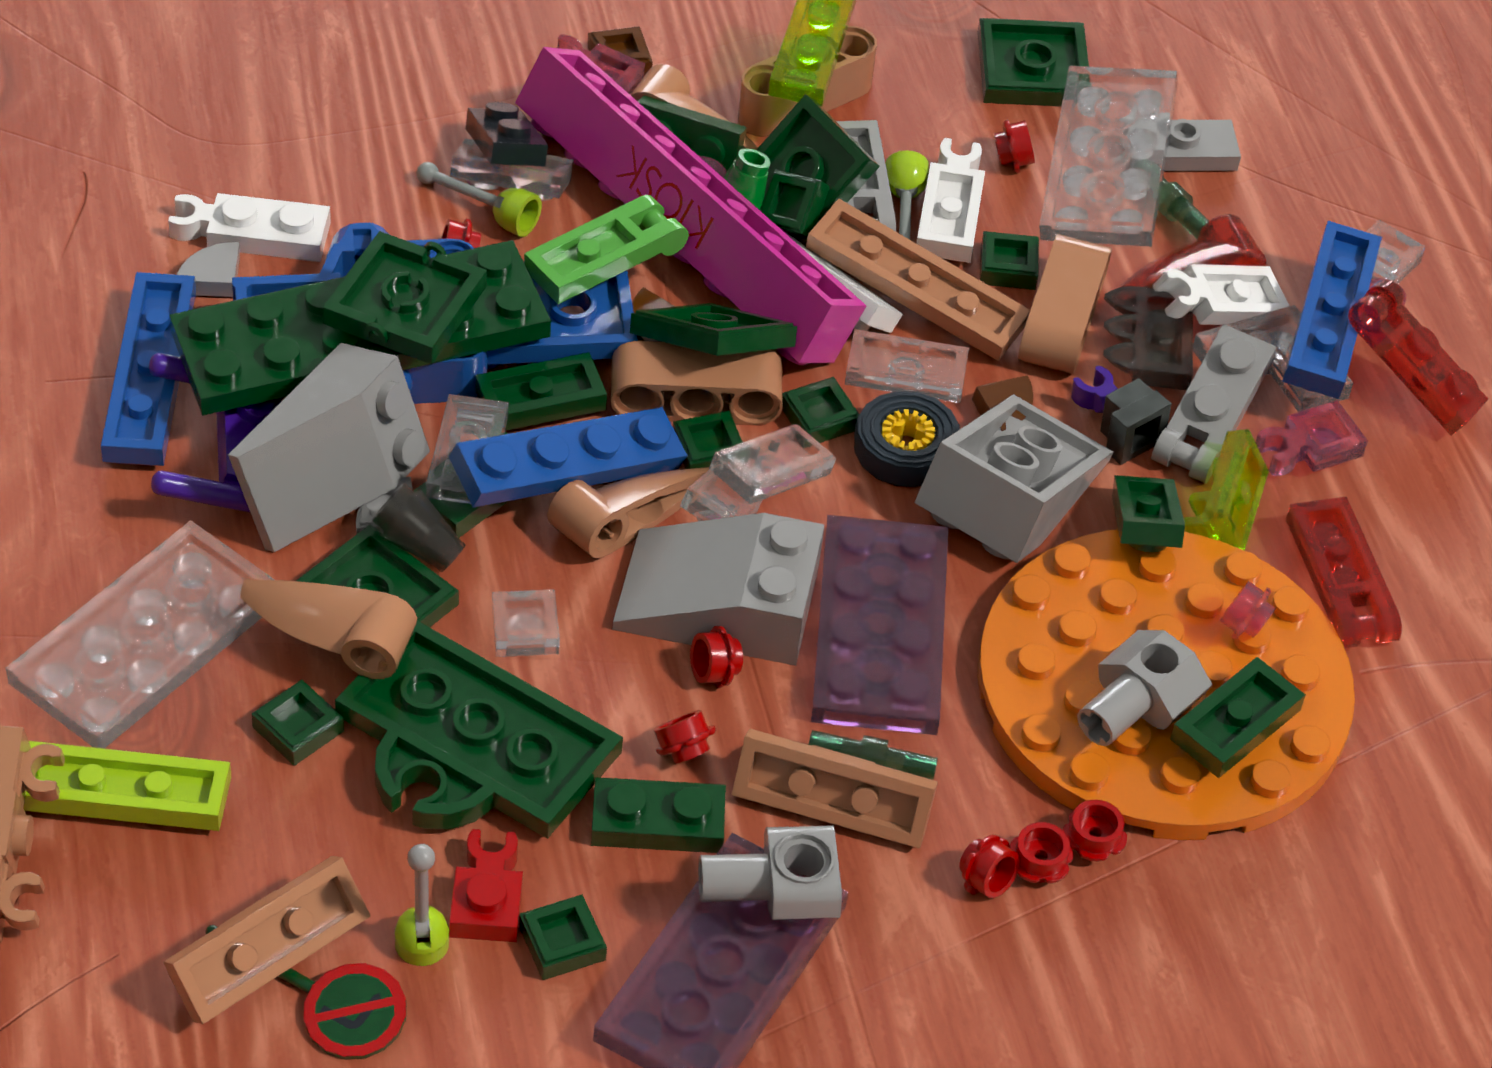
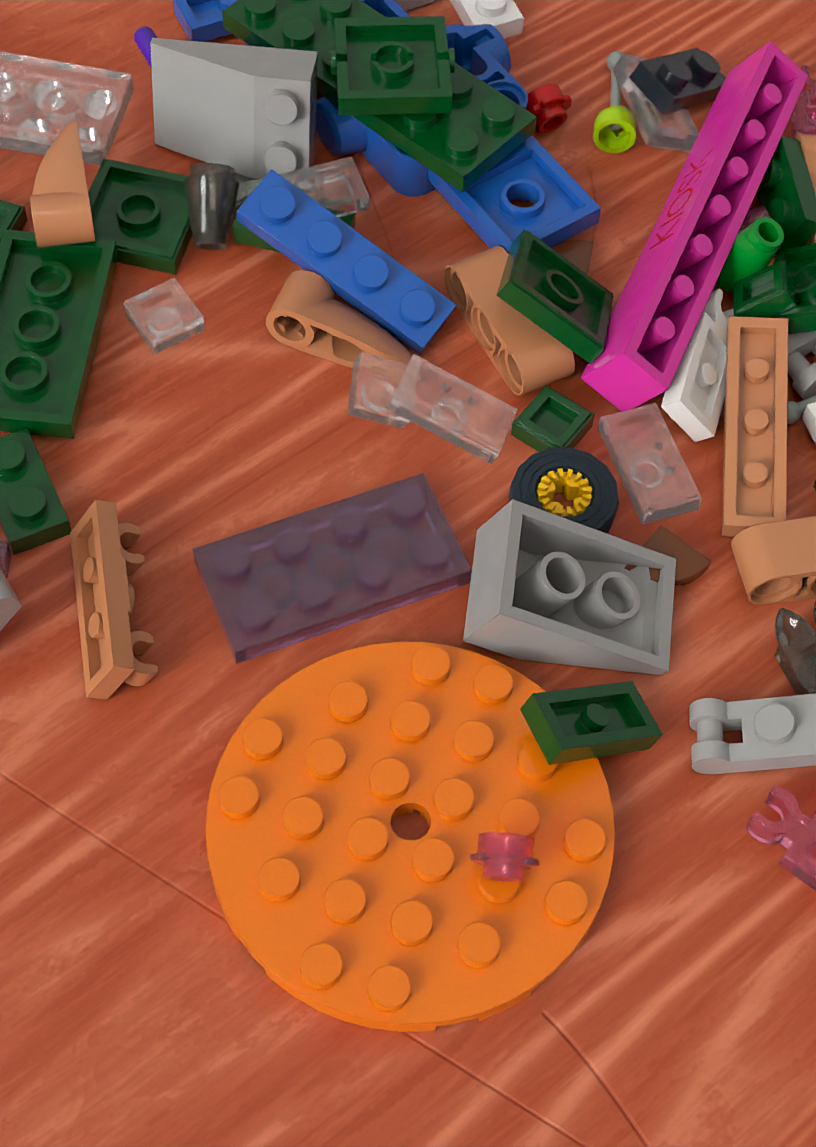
camera: 65 degrees right, 10 degrees up
(545, 390) = (422, 223): dark green plate -> none
(604, 248) = (587, 183): bright green plate -> none
(684, 737) = (103, 470): red plate -> none
(705, 436) = (460, 355): dark green tile -> none
(716, 657) = (208, 458): red plate -> none
(727, 572) = (292, 437): light grey slope -> none
(877, 751) = (167, 618): clear green bar -> none
(989, 866) = (85, 758): red plate -> none
(1045, 841) = (120, 781): red plate -> none
(1097, 818) = (172, 817): red plate -> none
(1131, 414) = (719, 664): pearl dark grey piece -> none
(1143, 678) = (324, 790): light grey piece -> none
(1237, 487) = (681, 794): clear neon green plate -> none
(1237, 717) = (356, 897): dark green plate -> none
(1344, 571) = (651, 939): clear red plate -> none

